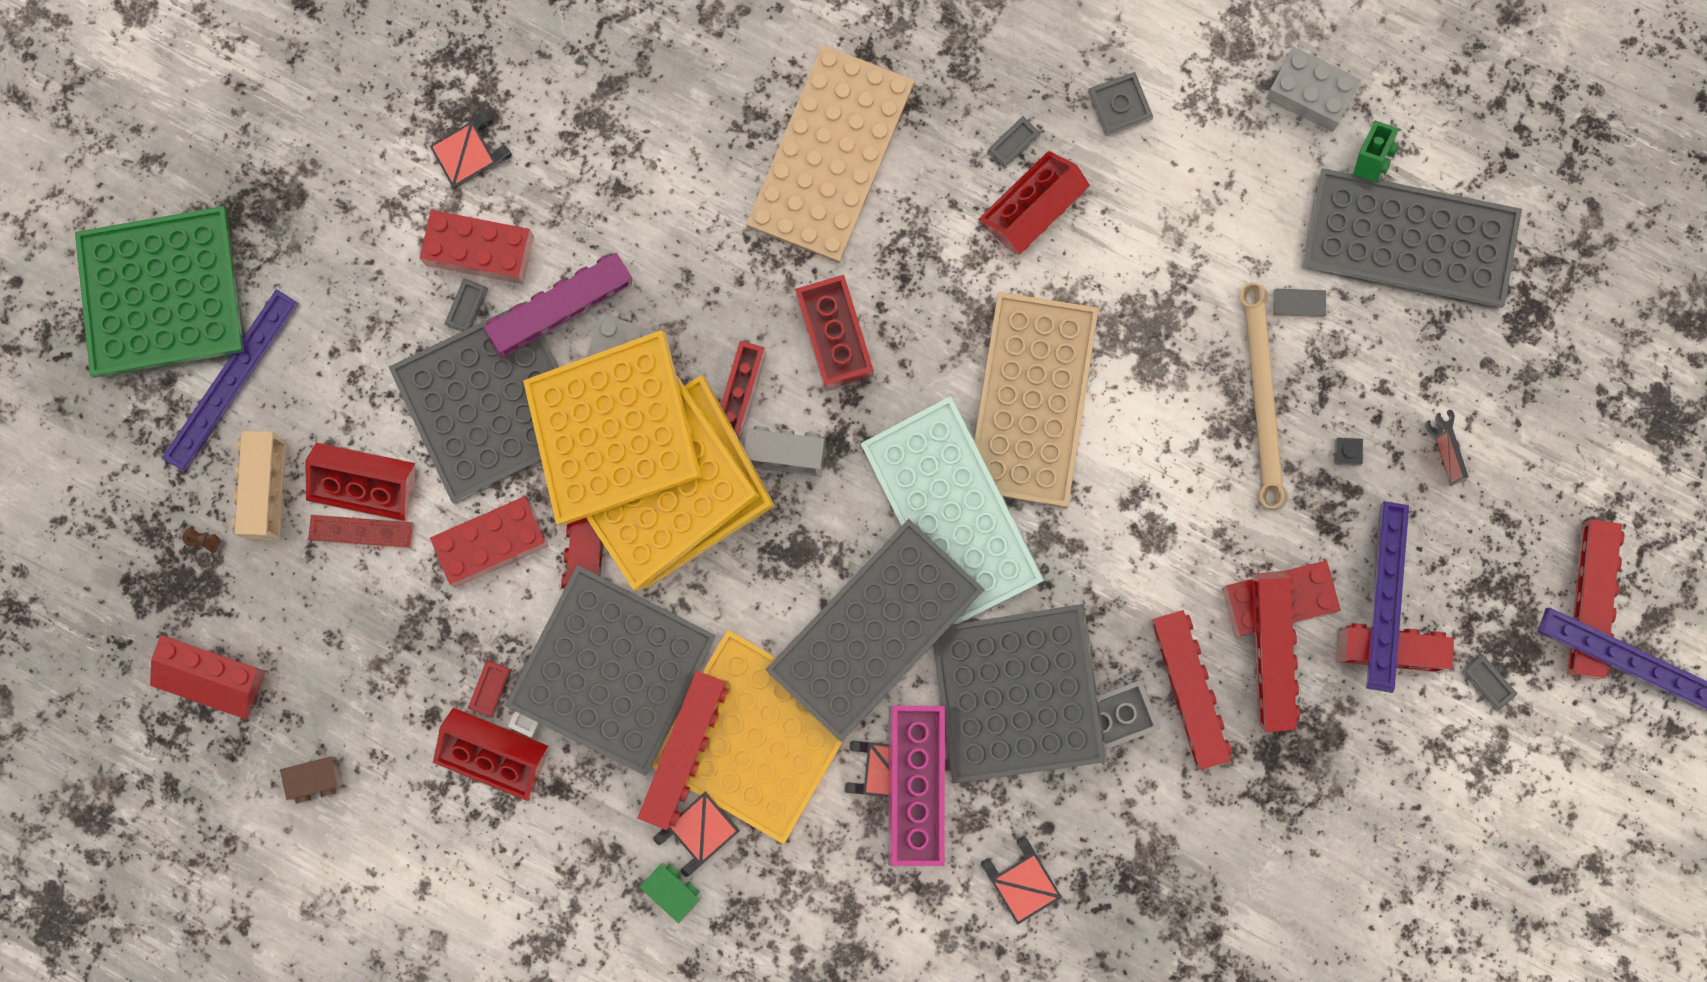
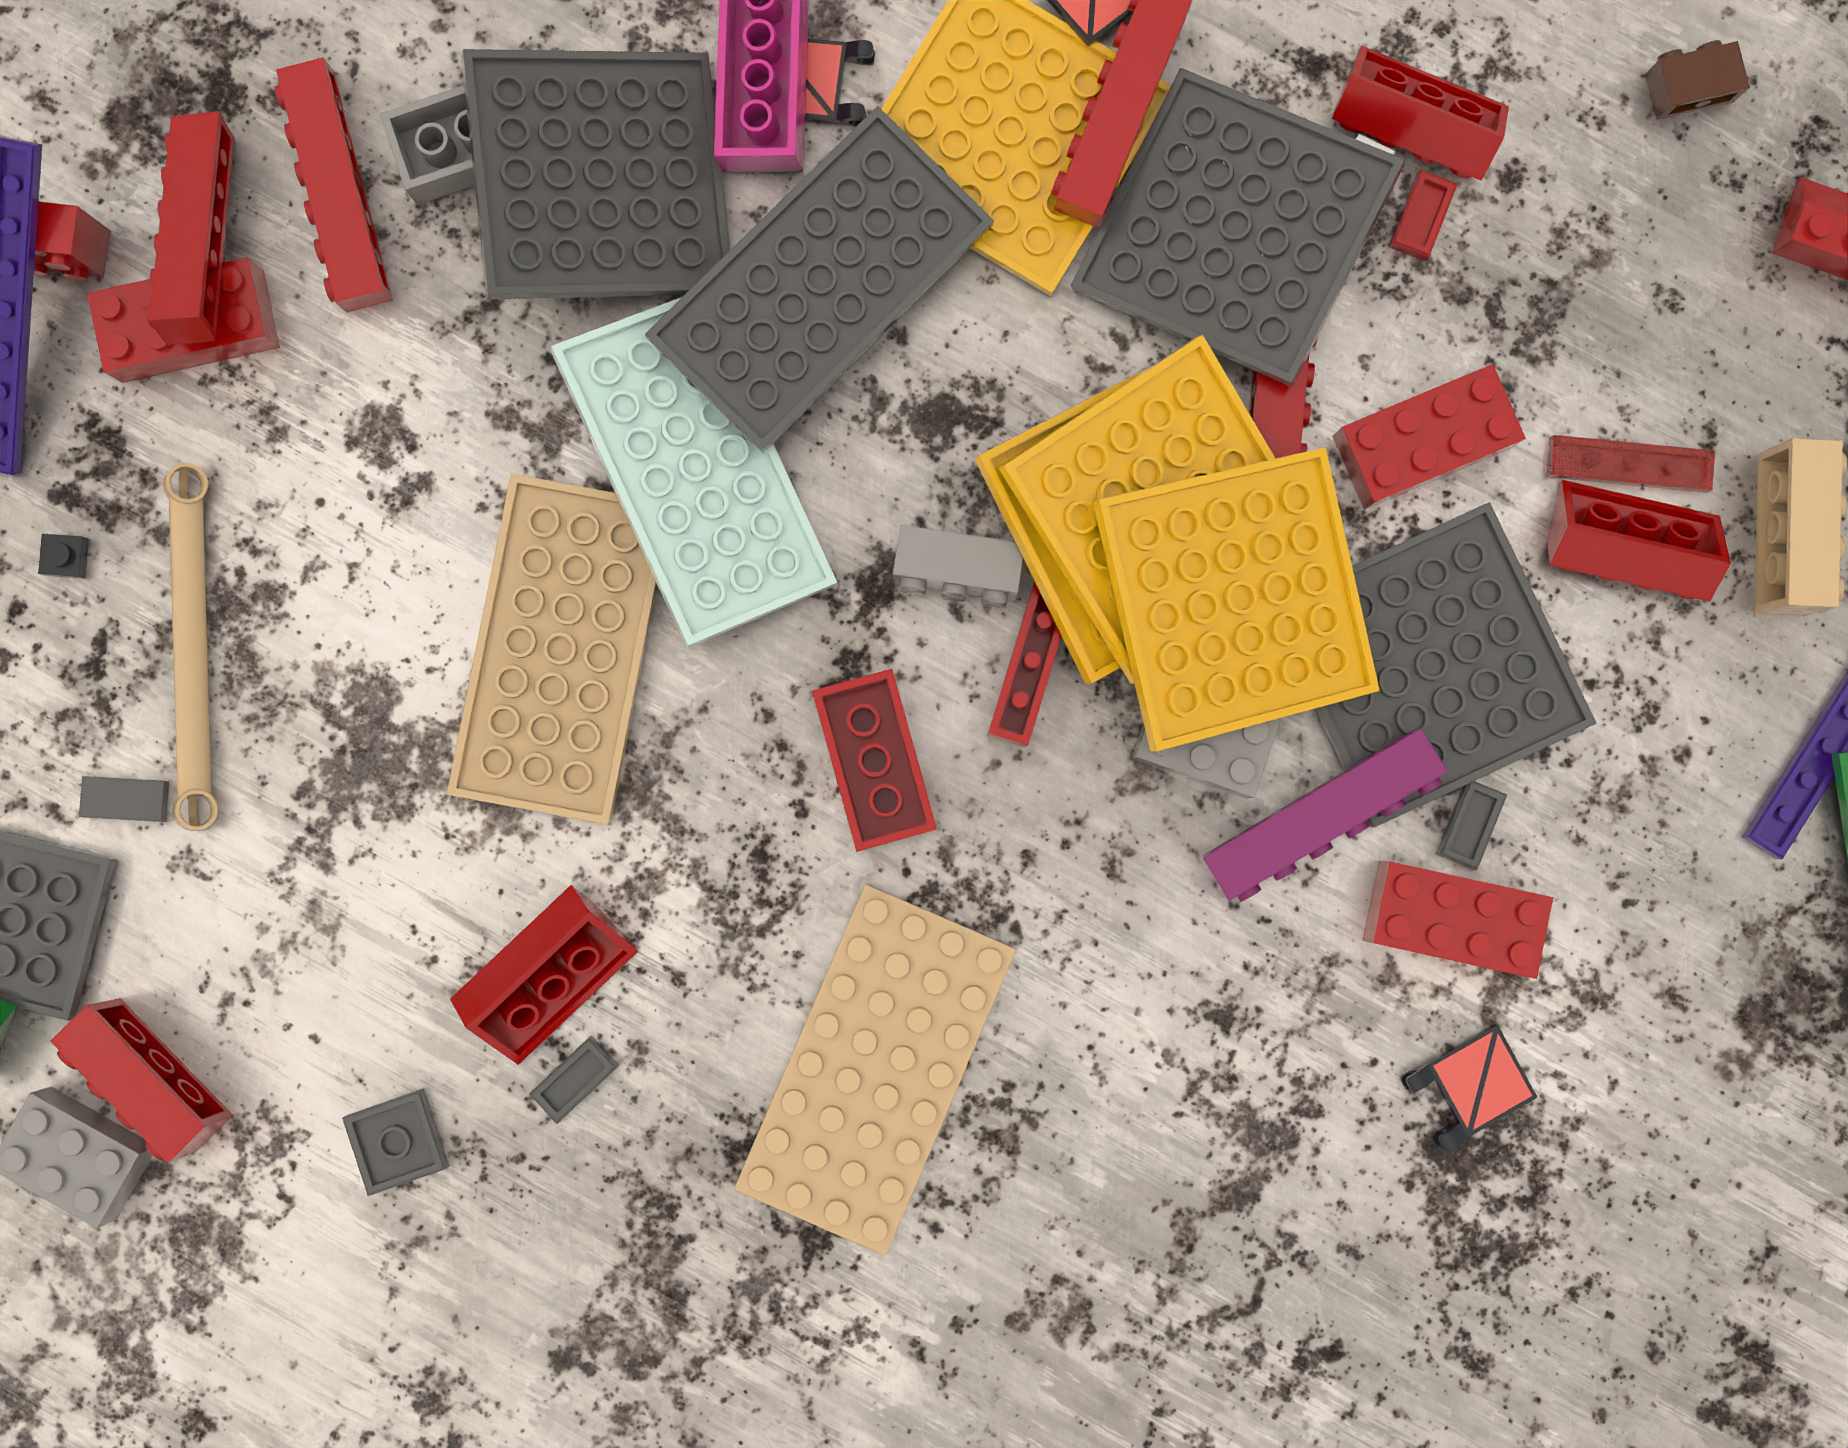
camera: 175 degrees right, 5 degrees up
(1272, 132) = (140, 1079): none -> brick

